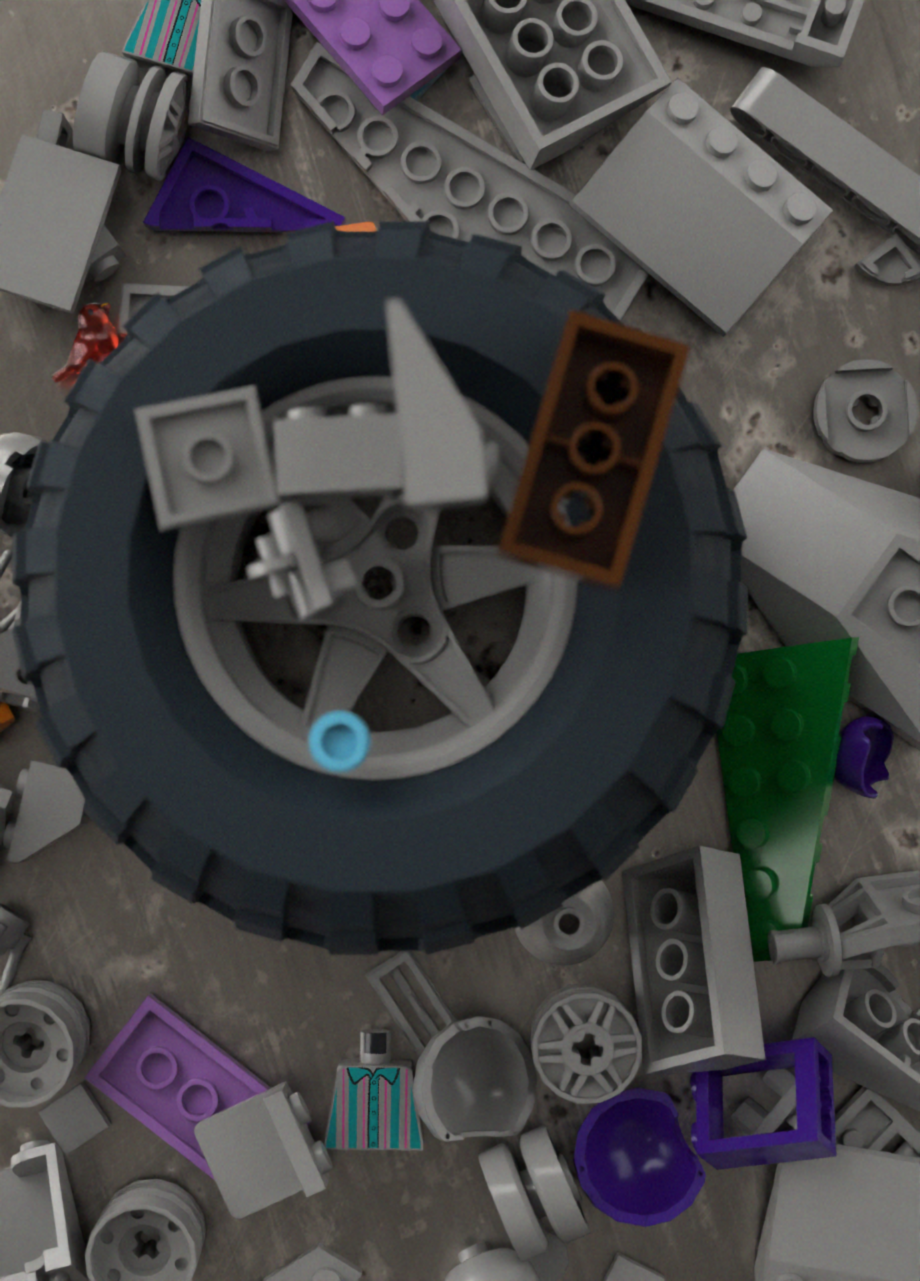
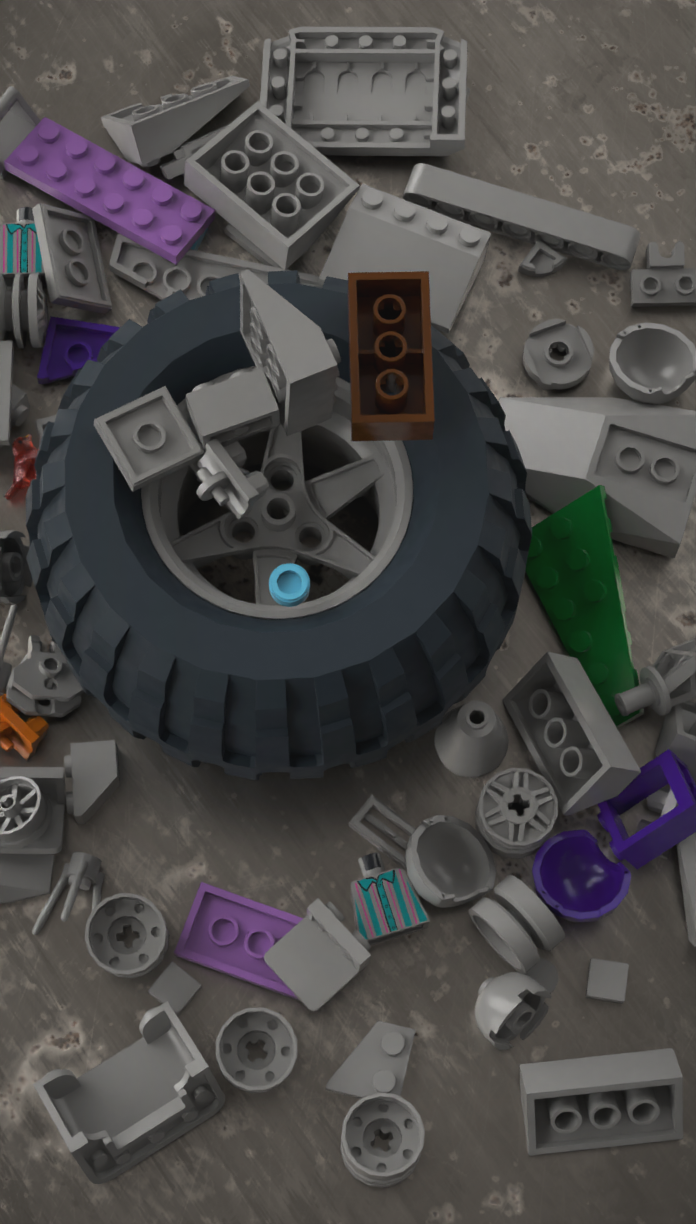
camera: 20 degrees left, 15 degrees down
(862, 755) = (636, 567): dark purple hair -> none

